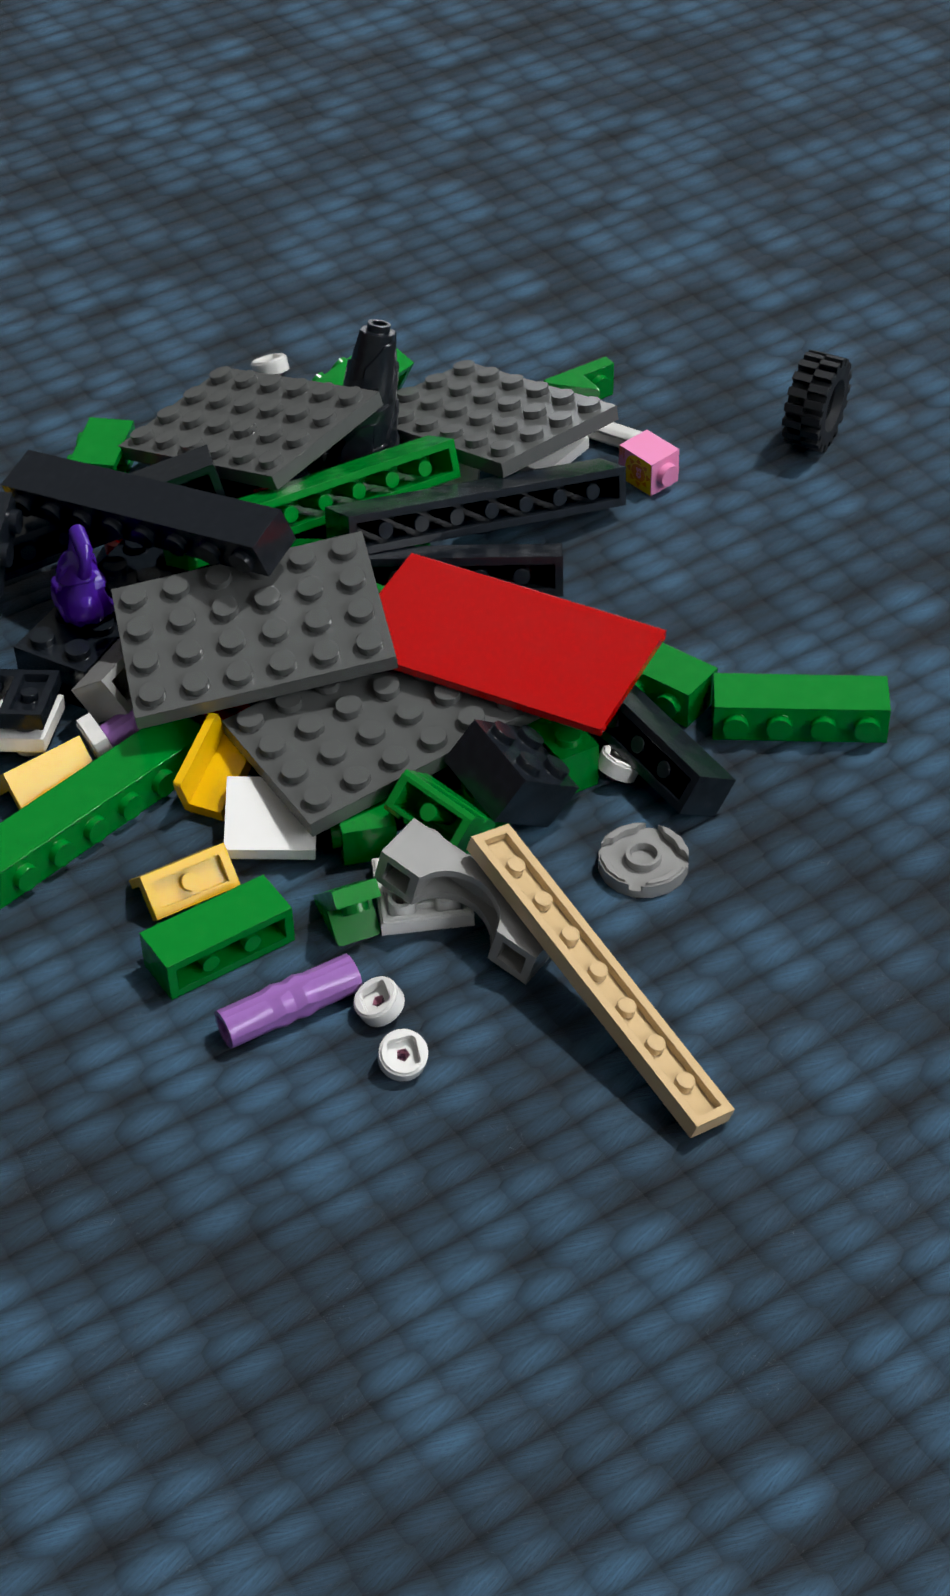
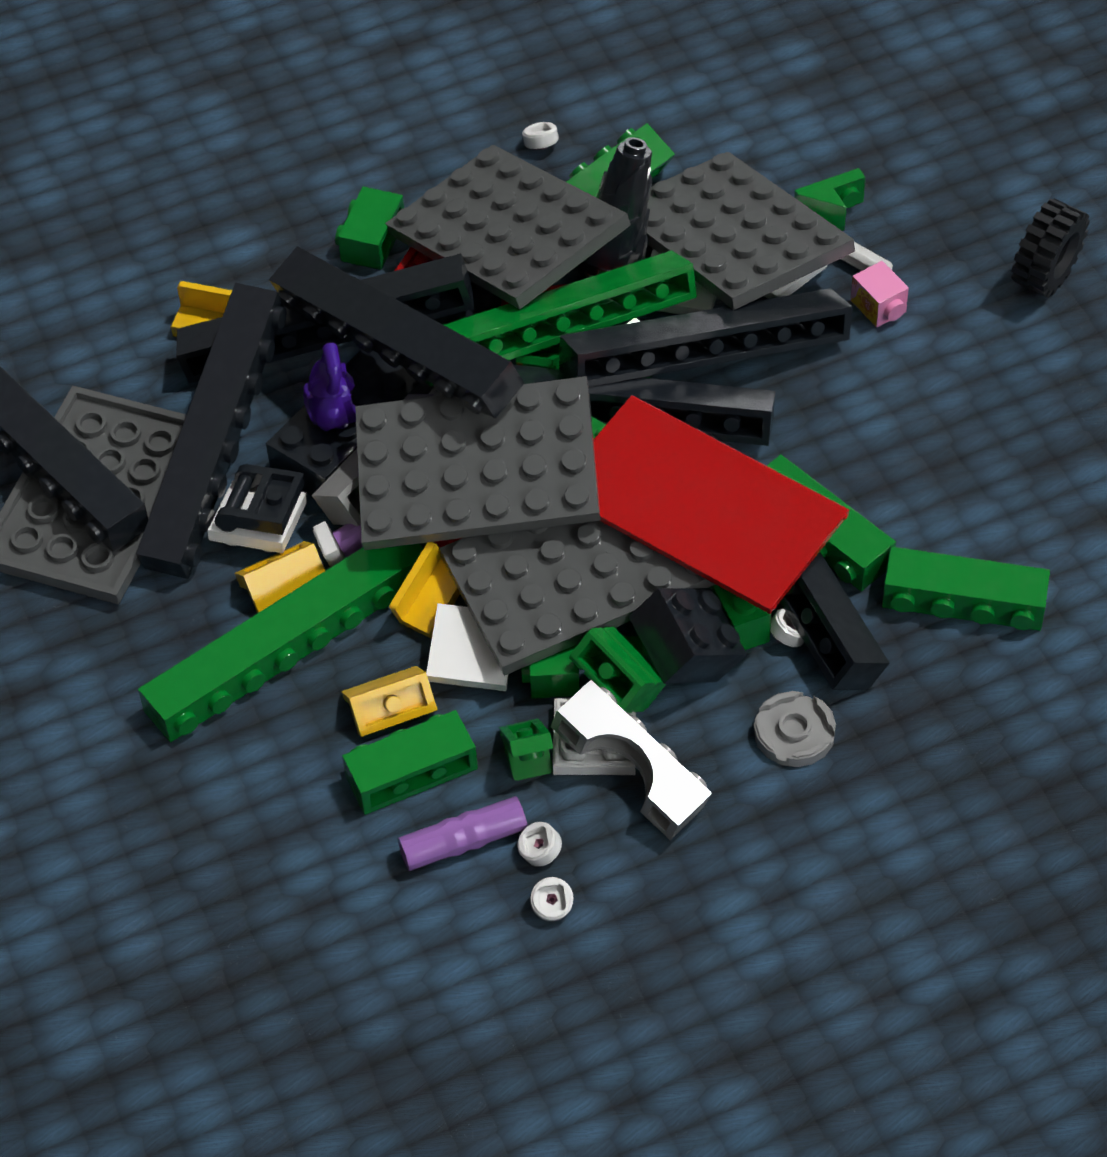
camera: 10 degrees right, 10 degrees up
(601, 981) = (728, 854): tan plate -> none

